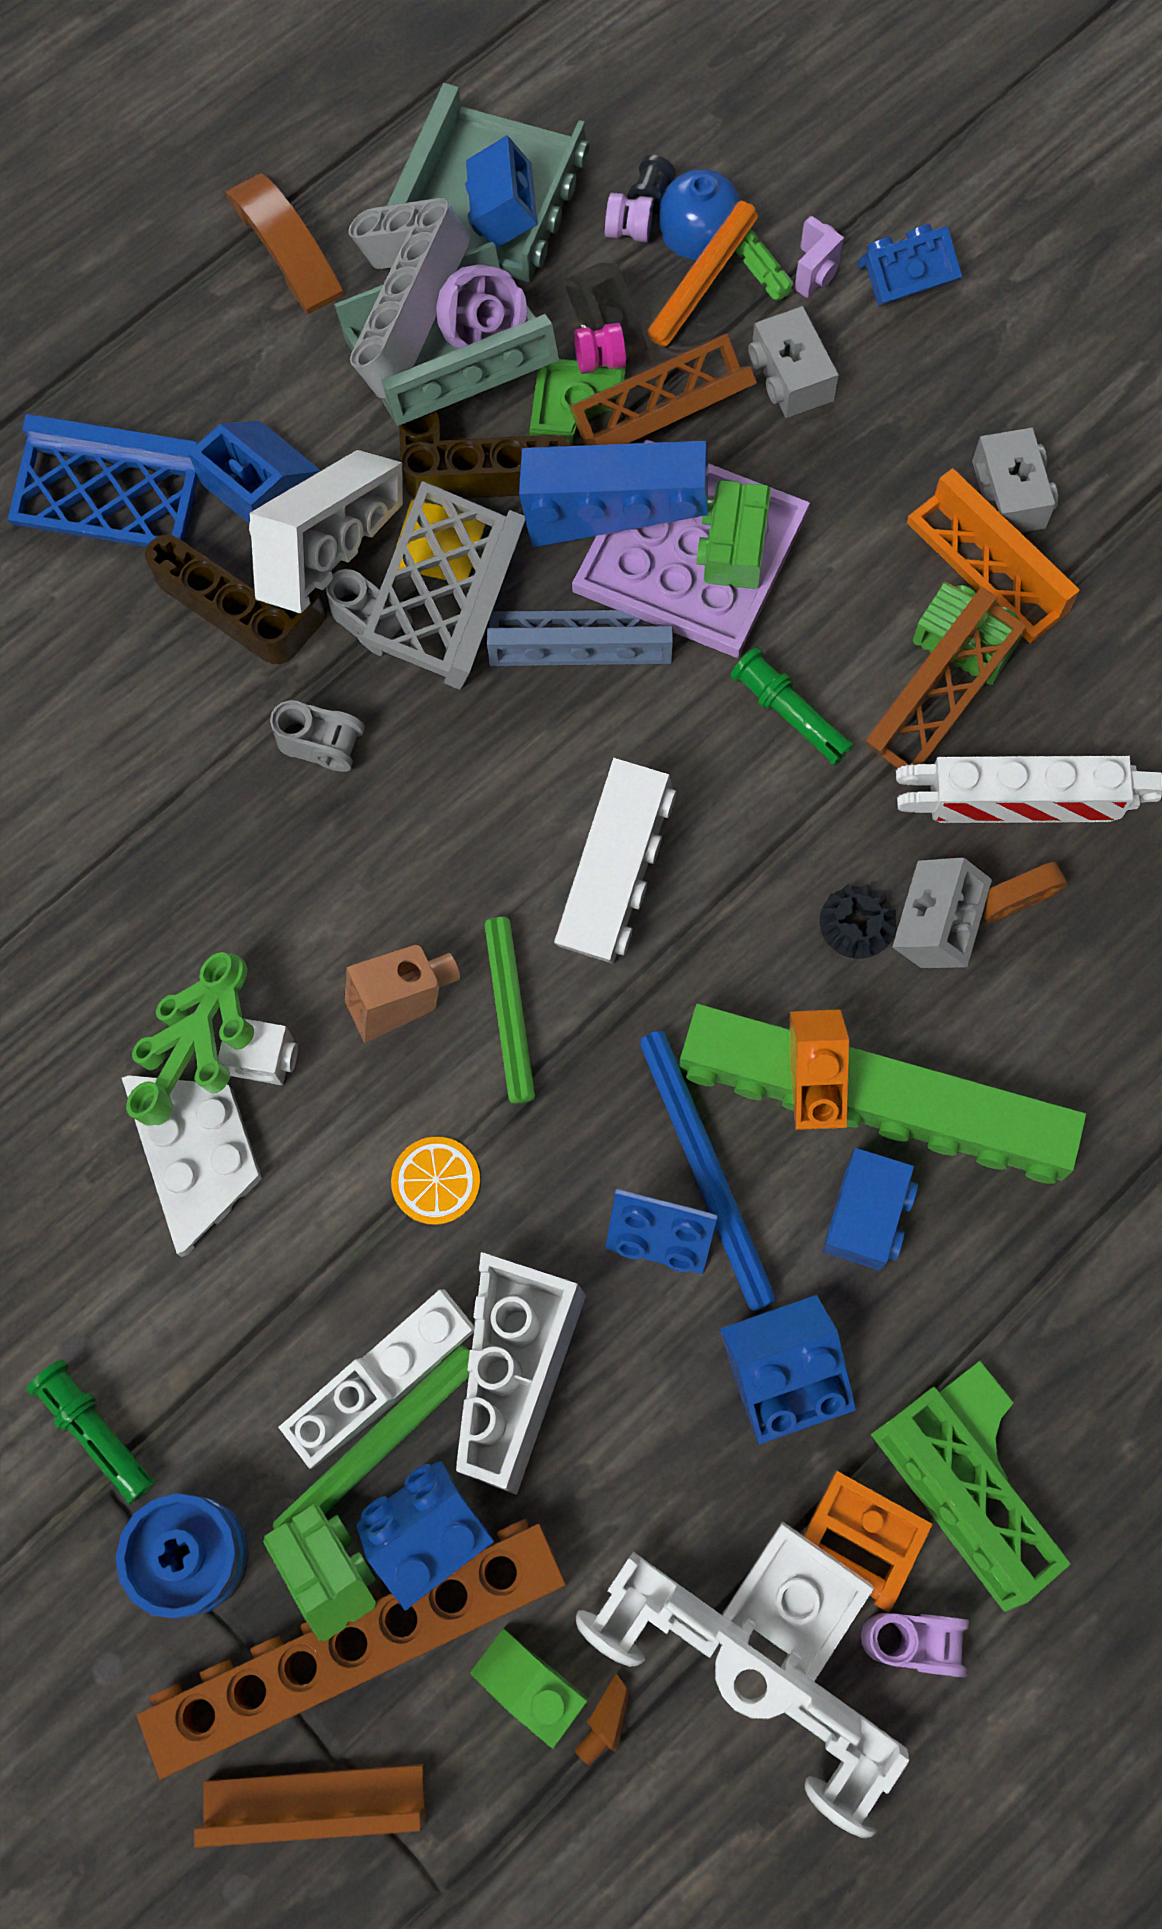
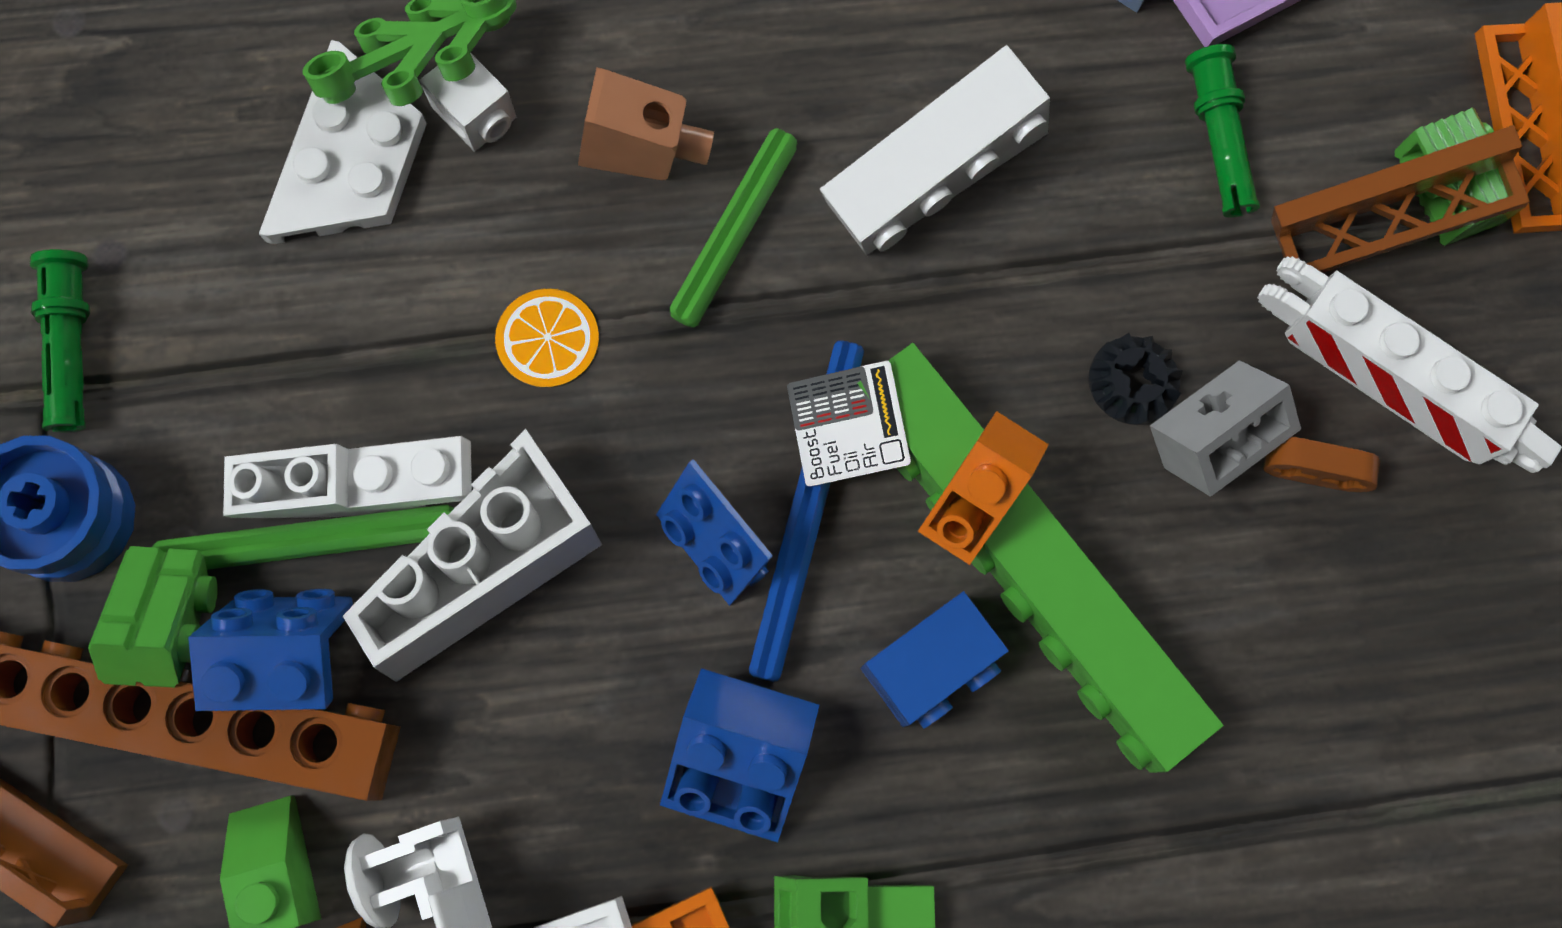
camera: 25 degrees right, 5 degrees up
(693, 1096) = (844, 430): none -> sticker

